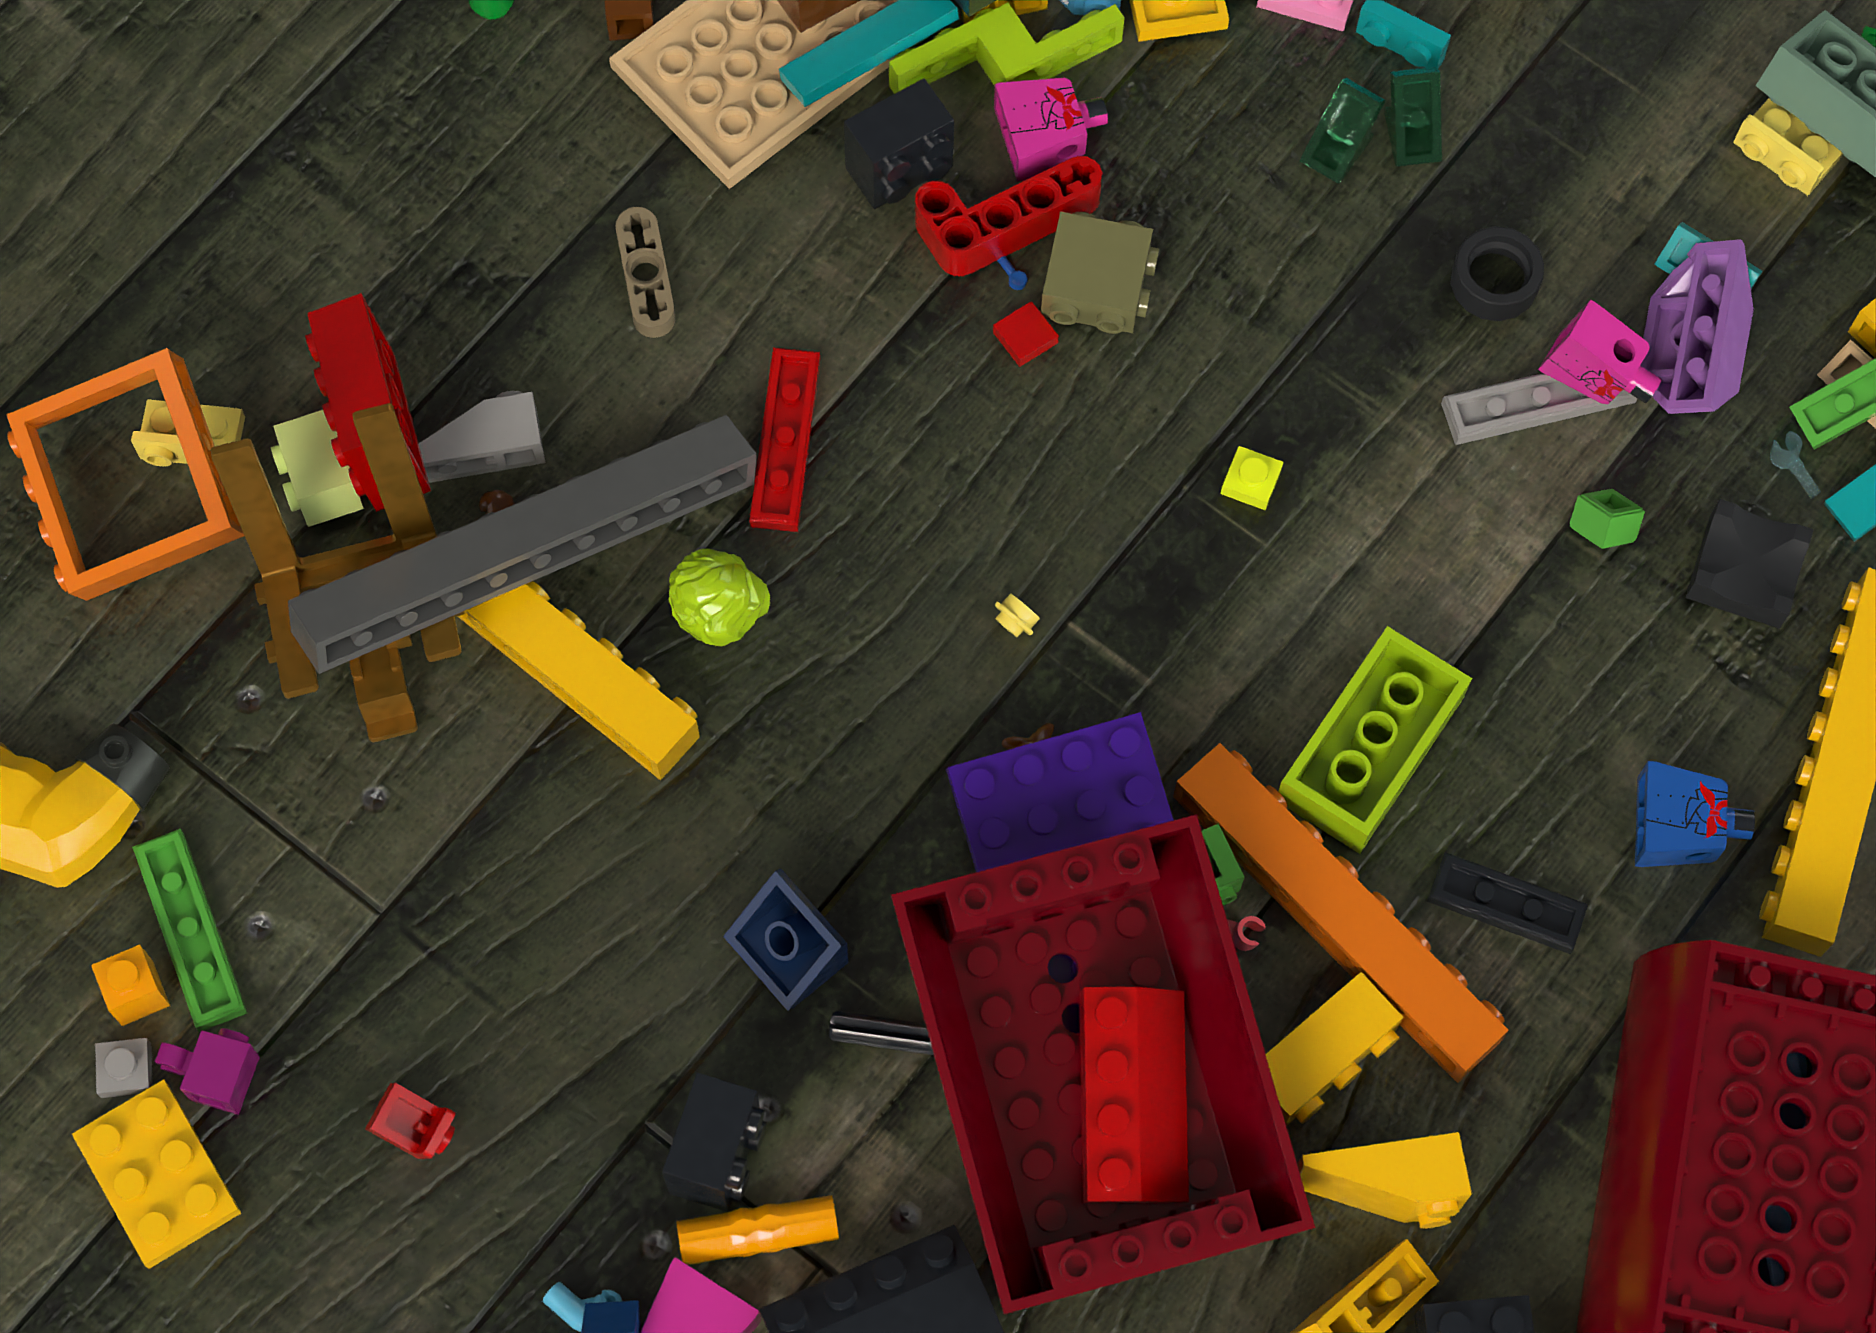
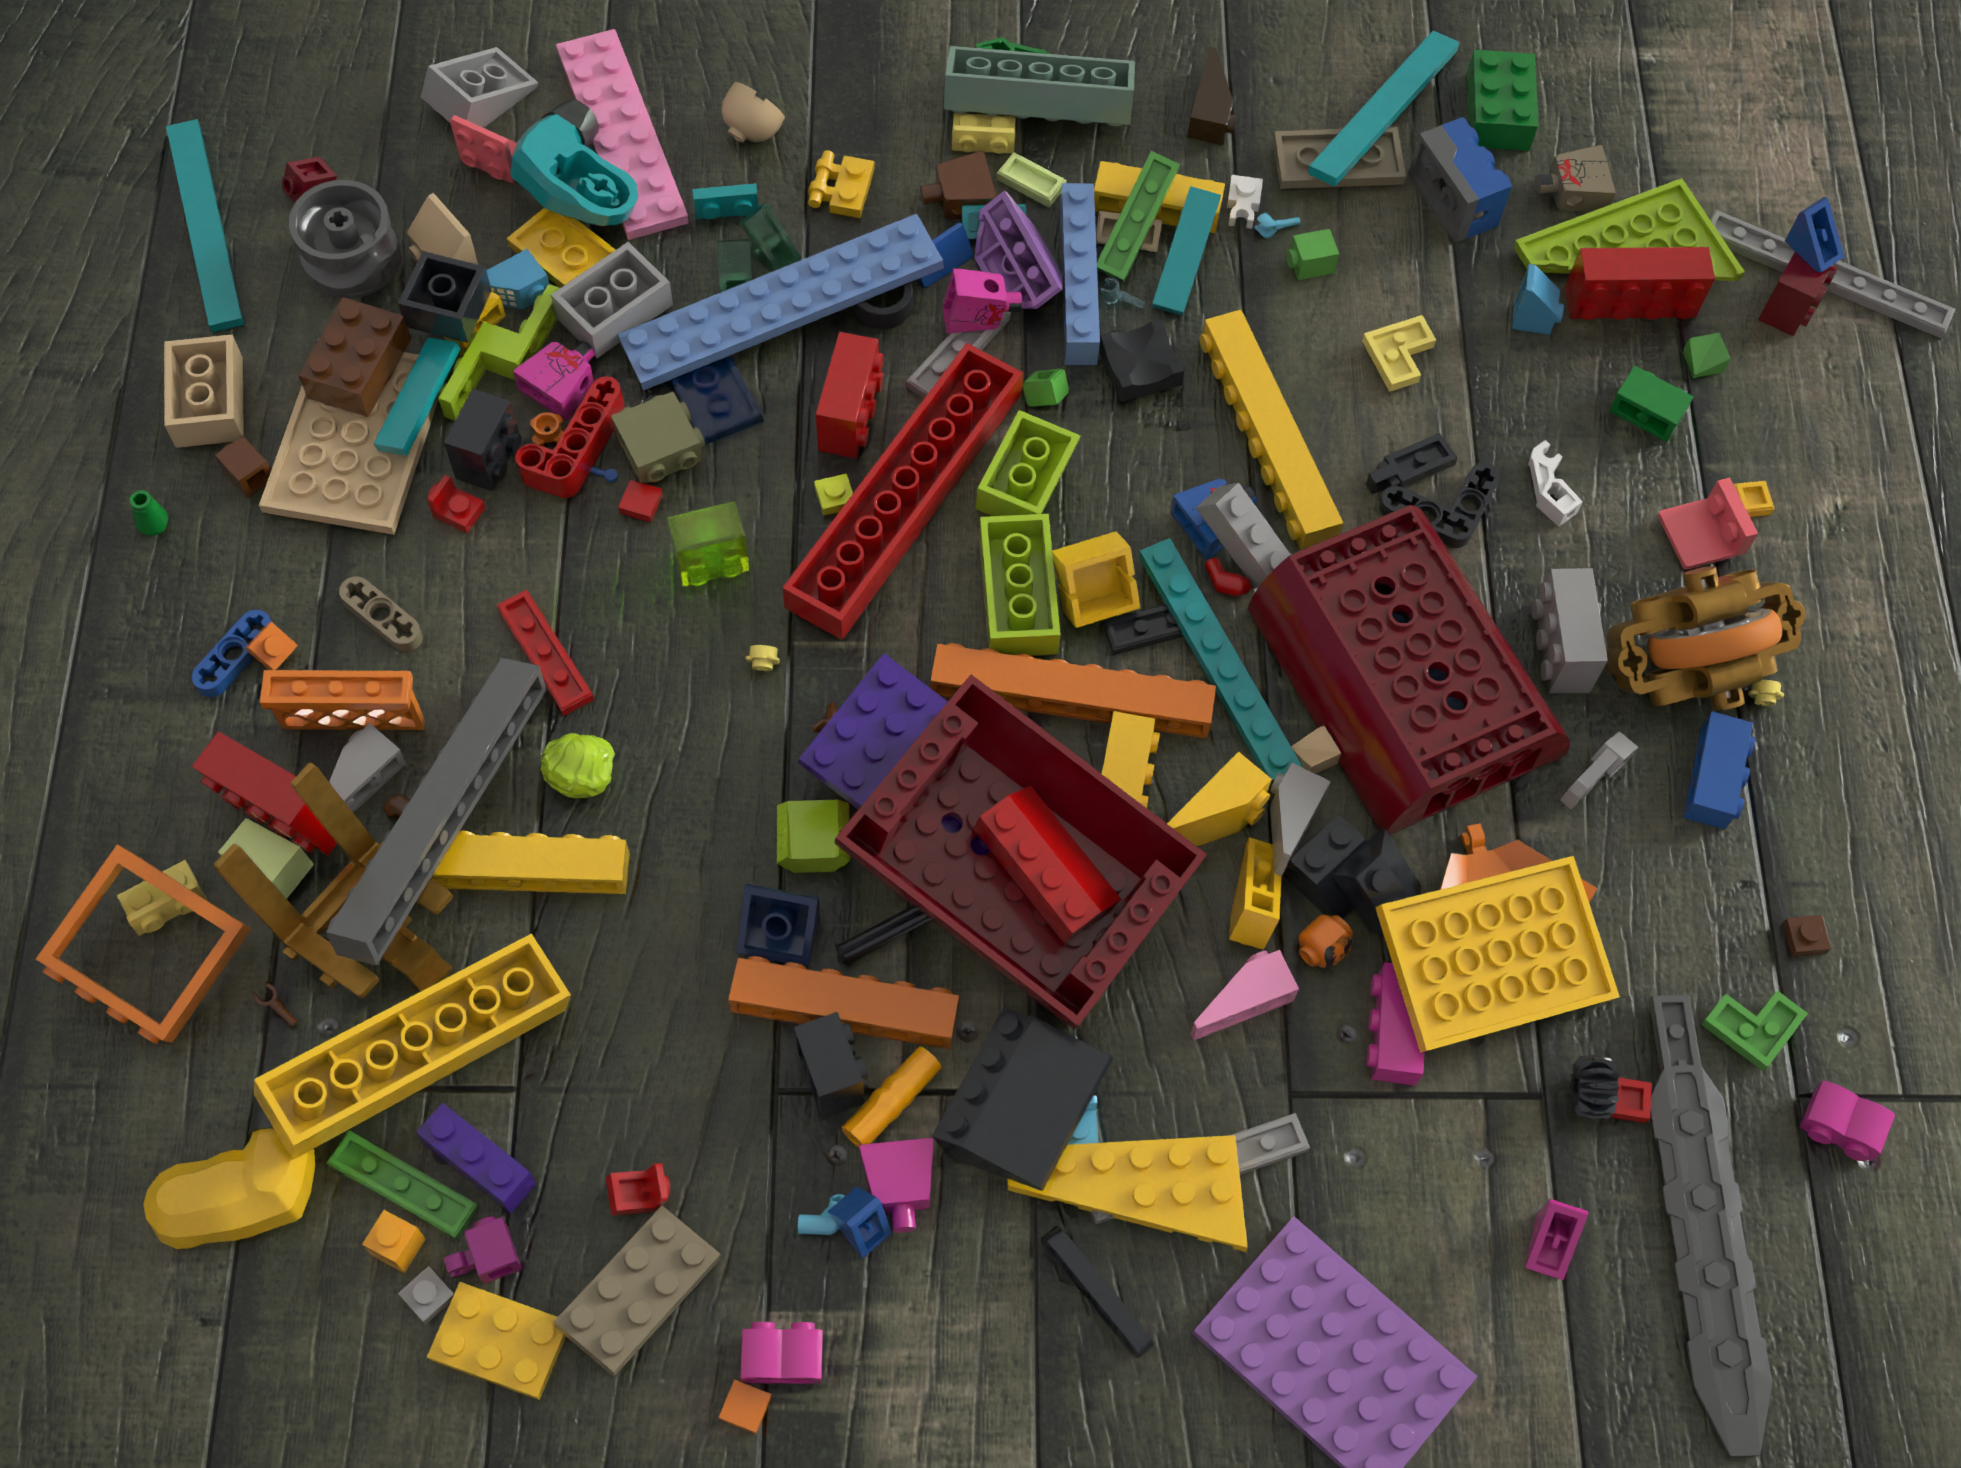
camera: 40 degrees left, 5 degrees down
(212, 634) = (276, 1005): none -> reddish brown hand
(278, 959) = (476, 1158): none -> dark purple brick
(297, 787) = (410, 1046): none -> yellow brick
(329, 1232) = (637, 1291): none -> dark tan plate
(470, 192) = (232, 638): none -> blue beam
(502, 230) = (271, 646): none -> orange plate
(518, 343) = (336, 693): none -> orange fence
(792, 1084) = (869, 1006): none -> orange brick
(817, 198) = (454, 505): none -> red bracket
(905, 854) = (808, 835): none -> lime slope
(991, 166) = (546, 421): none -> orange plate
(1052, 440) = (708, 544): none -> clear neon green brick
(1174, 70) = (612, 298): none -> light grey brick
(1212, 239) = (717, 399): none -> clear blue tile
(1332, 528) = (902, 491): none -> red brick
(1355, 370) = (849, 395): none -> red brick
(1371, 201) = (780, 301): none -> medium blue plate
(1468, 798) = (1092, 582): none -> yellow piece
(1485, 1246) = (1292, 810): none -> light grey slope
(1494, 602) = (1025, 467): none -> lime slope
(1544, 1003) = (1218, 659): none -> teal plate
(1569, 111) = (850, 188): none -> yellow plate
(1572, 1197) = (1317, 751): none -> tan slope
(1609, 269) = (954, 250): none -> blue slope
(1633, 911) = (1226, 582): none -> red arm
(1693, 868) = (1243, 532): none -> light grey brick
(1704, 195) = (960, 183): none -> reddish brown torso
(1760, 403) = (1079, 274): none -> medium blue brick
(1801, 244) = (1031, 179): none -> yellowish green tile

